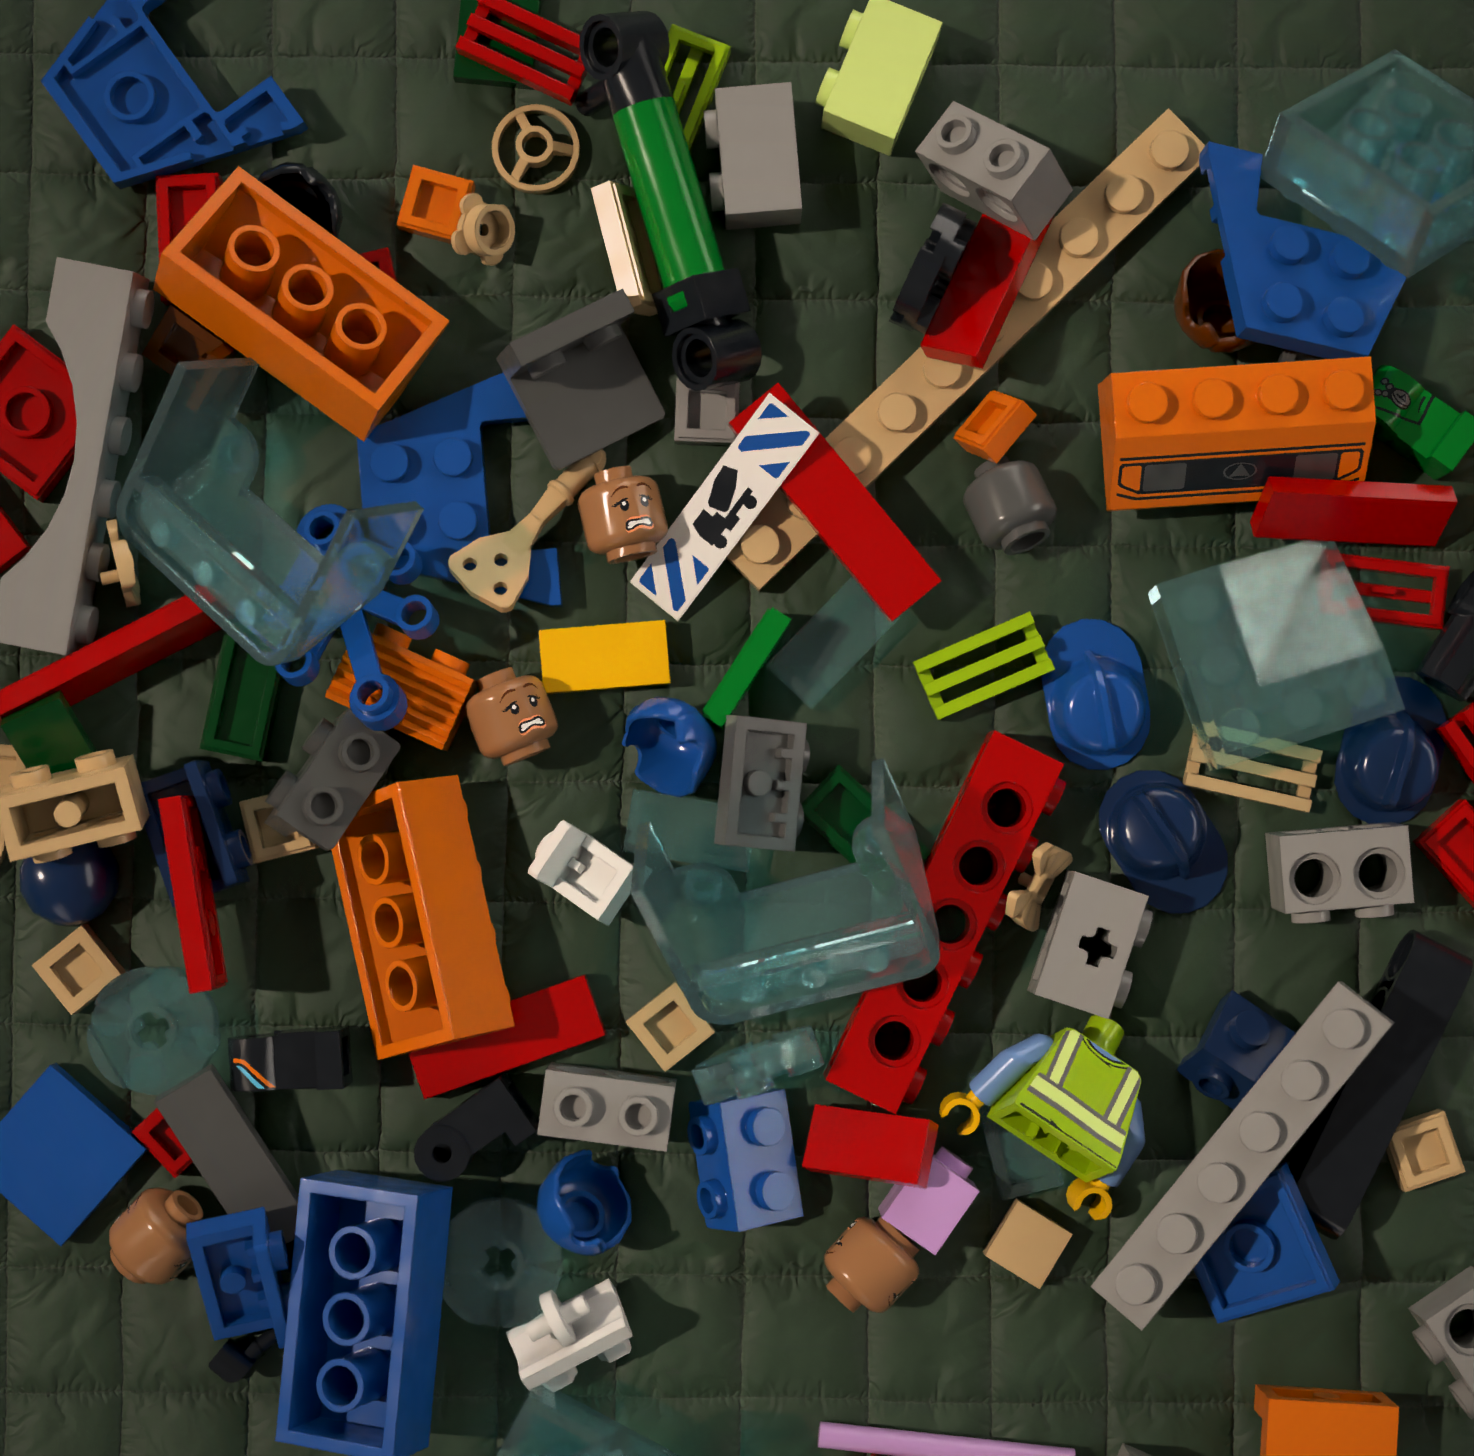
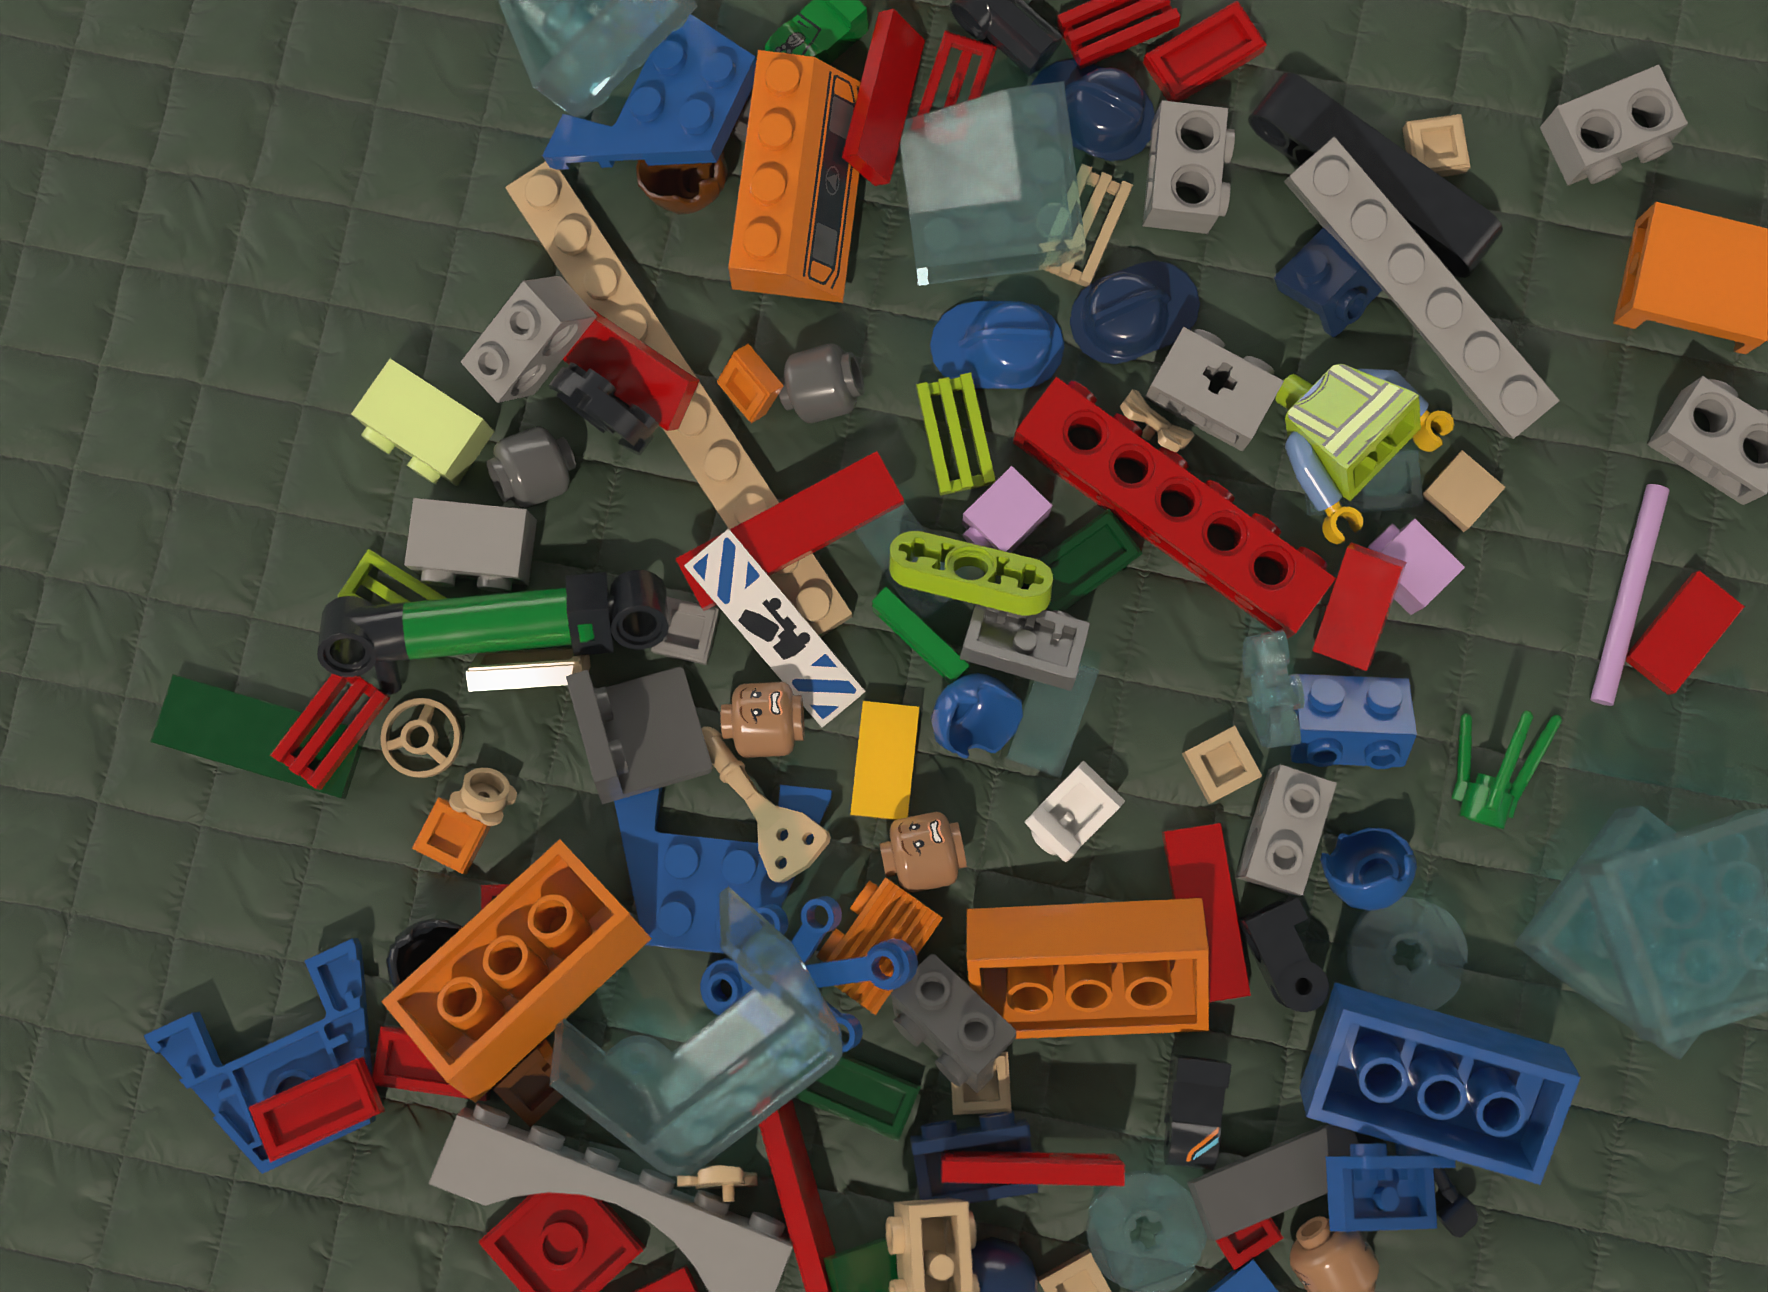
camera: 70 degrees left, 5 degrees down
(116, 123) = (316, 1109): none -> red tile
(570, 1335) = (1483, 902): white hips -> none
(688, 1330) = (1495, 798): none -> green plant
(796, 937) = (1164, 631): clear light blue windscreen -> none
(843, 690) = (1006, 596): none -> lime beam
(853, 204) = (531, 467): none -> dark grey head
(871, 1265) = (1462, 627): medium nougat head -> none
(900, 735) = (1005, 513): none -> lavender brick
(1266, 1254) = (1511, 285): blue tile -> none

